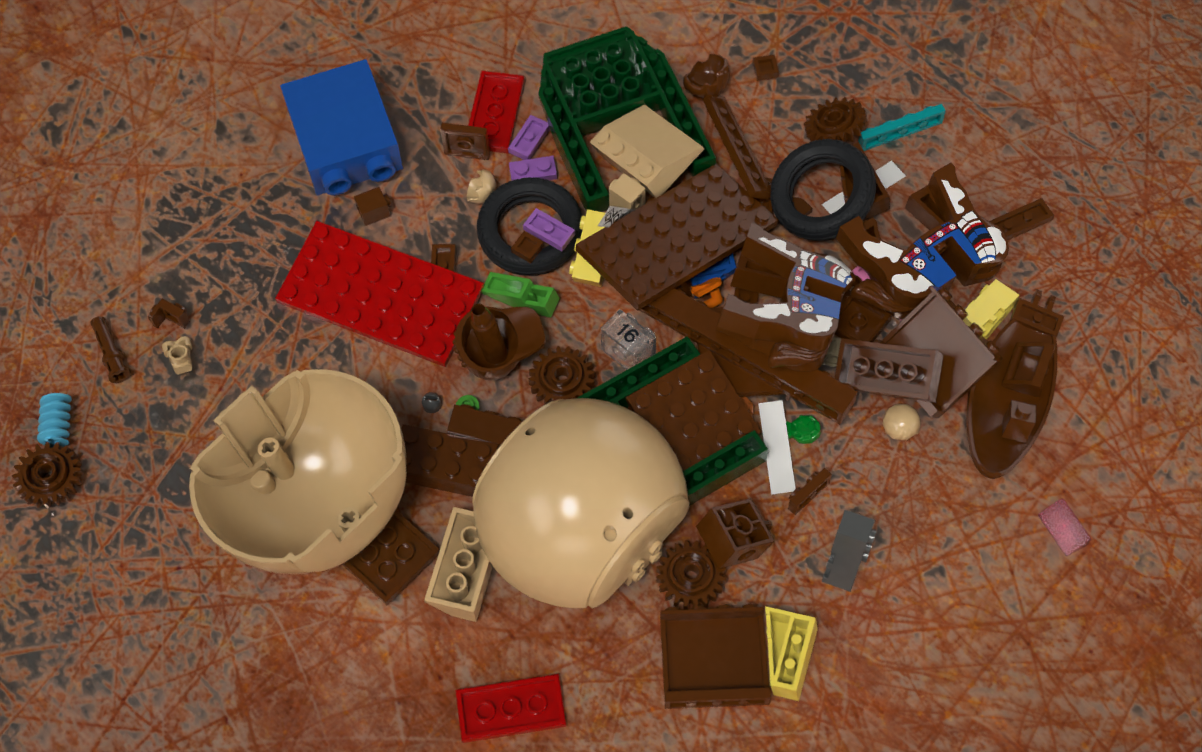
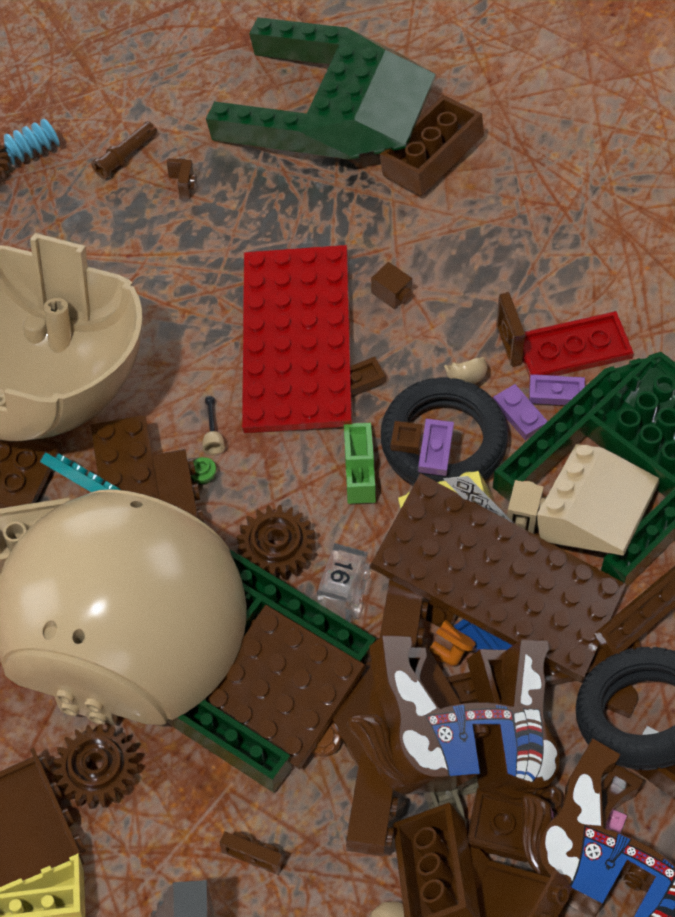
camera: 65 degrees right, 5 degrees down
(179, 354) = (144, 203): tan plate -> none
(184, 142) = (361, 106): none -> dark green wedge
(256, 120) = (435, 145): none -> reddish brown brick
(342, 128) = (463, 217): blue brick -> none
(431, 406) = (188, 437): dark grey hinge -> none
(434, 493) = (76, 473): none -> teal plate
(445, 389) = (213, 441): none -> tan hinge
(496, 339) = (283, 456): reddish brown piece -> none
(735, 533) = (157, 789): reddish brown piece -> none
(777, 442) = (295, 797): white sticker -> none
(803, 429) = (329, 817): green piece -> none

